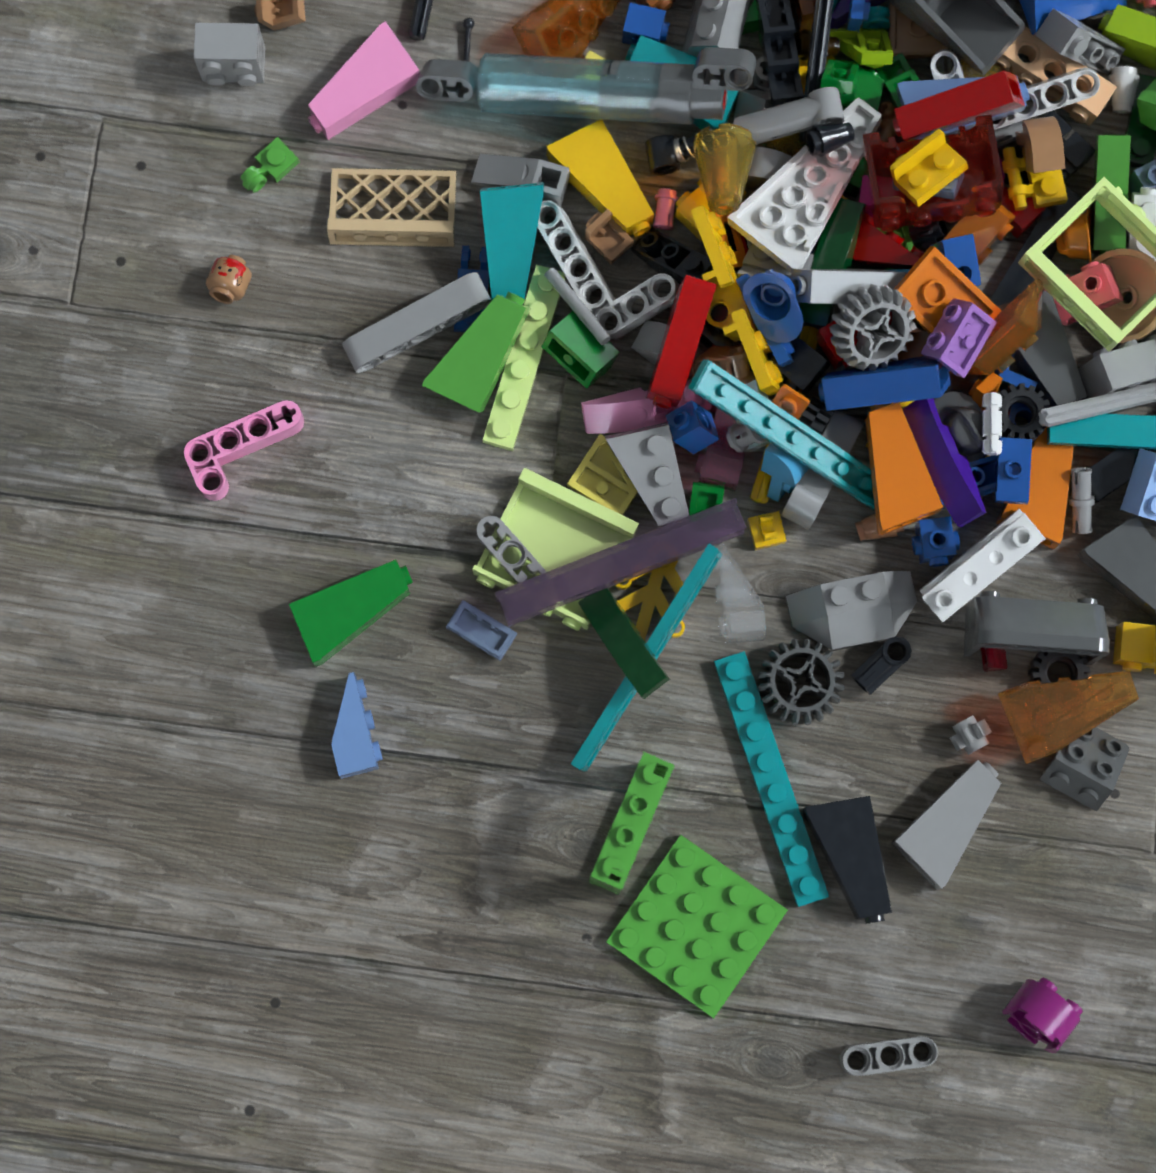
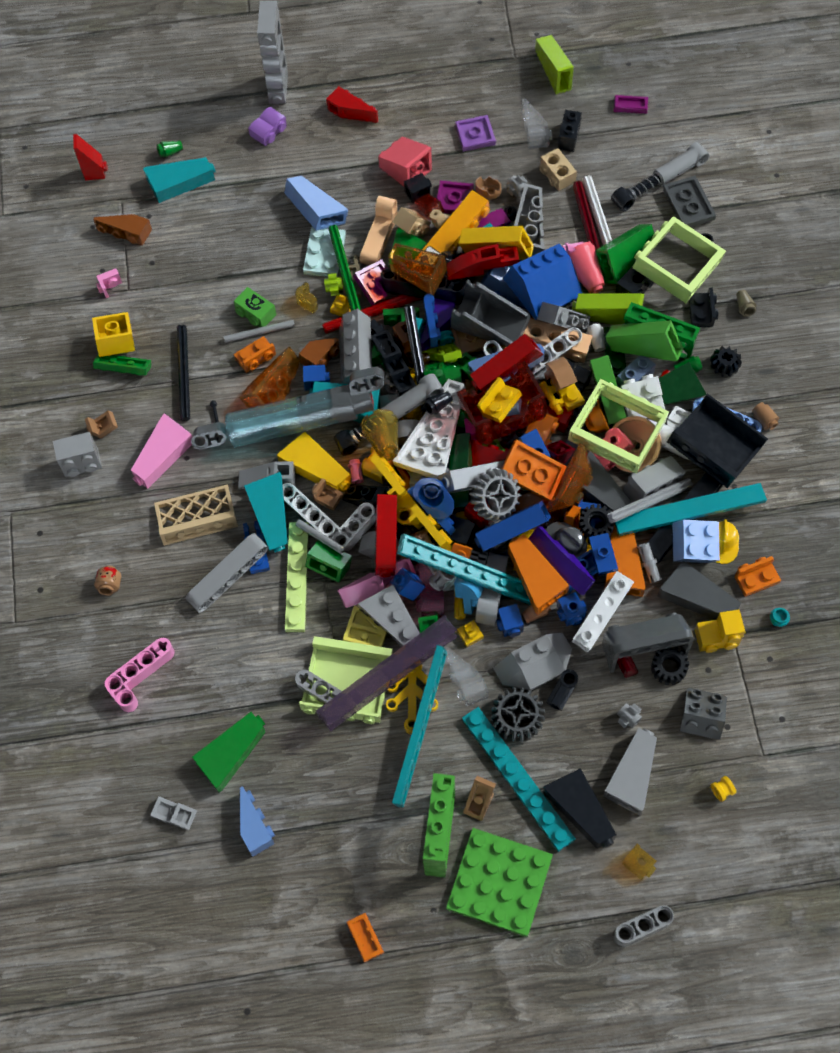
camera: 10 degrees left, 15 degrees down
(240, 679) = (173, 813): none -> light grey slope
(274, 160) = (118, 508): bright green plate -> none
(474, 949) = (365, 937): none -> orange plate
(478, 357) = (269, 580): bright green slope -> none
(481, 630) = (315, 740): sand blue plate -> none
(624, 642) = (403, 718): dark green slope -> none
(703, 794) = (479, 798): none -> medium nougat slope
(834, 530) = (510, 621): none -> blue brick
(902, 956) = (632, 864): none -> clear yellow brick
(959, 336) = (547, 485): medium lavender bracket -> none
(992, 423) = (582, 530): white axle -> none
(999, 274) = (560, 451): none -> dark red slope
(1042, 1014) = (729, 870): magenta brick -> none
(1057, 713) = (676, 686): clear orange wedge -> none
(1075, 888) = (723, 788): none -> yellow wheel

